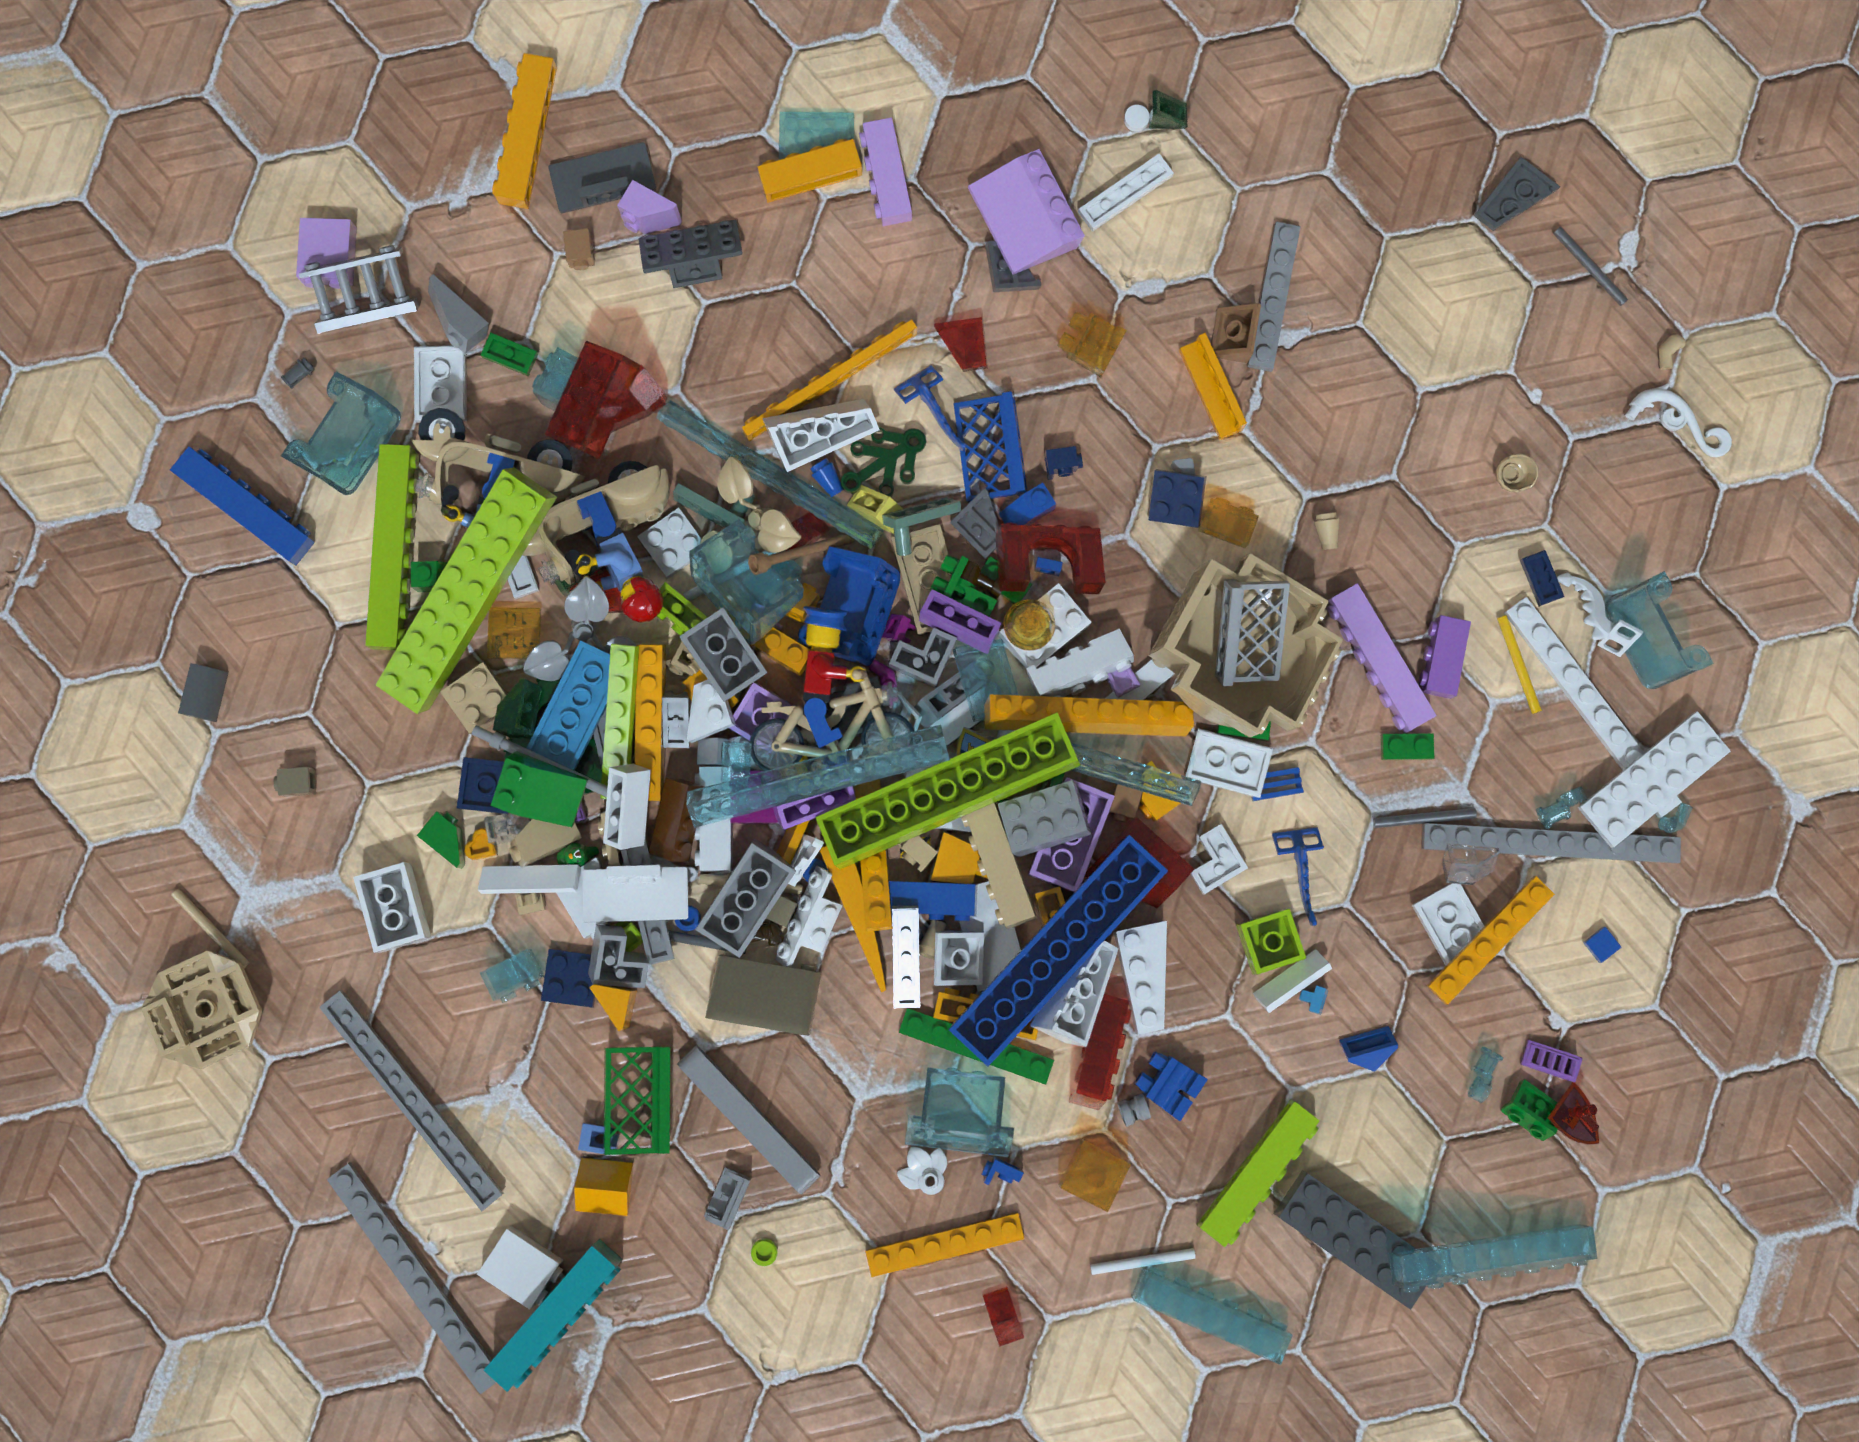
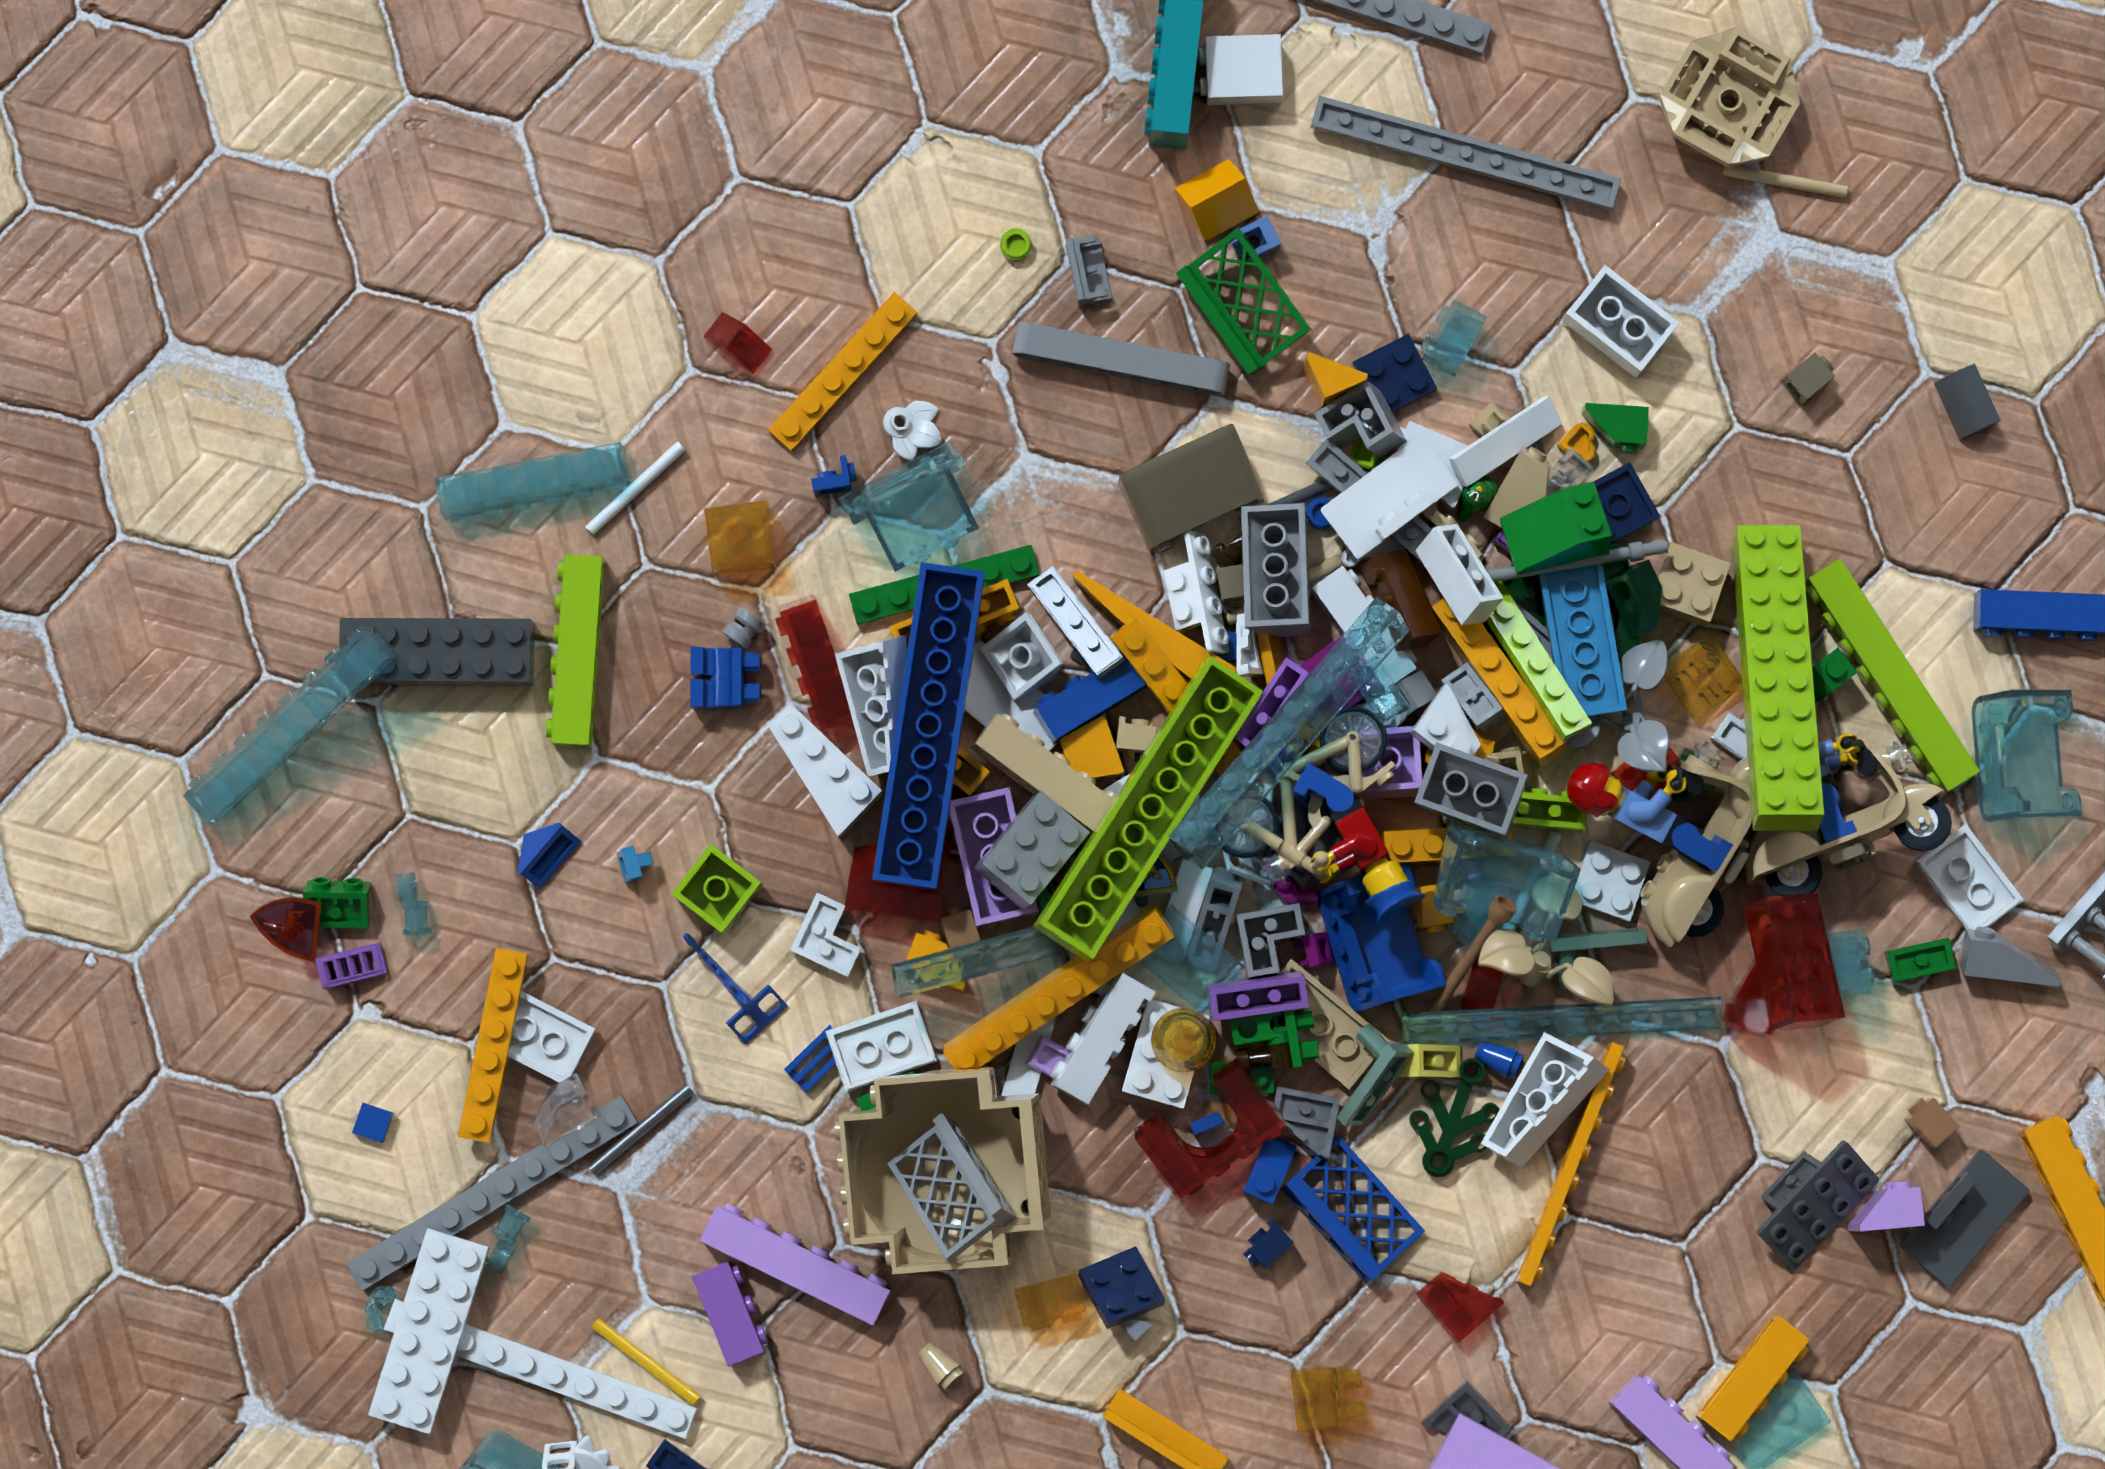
camera: 150 degrees right, 0 degrees up
(927, 397) = (1457, 1217): blue piece -> none
(927, 944) = (1064, 651): tan cone -> none
(1292, 981) = (668, 866): white tile -> none
(1407, 746) = (706, 1192): green plate -> none

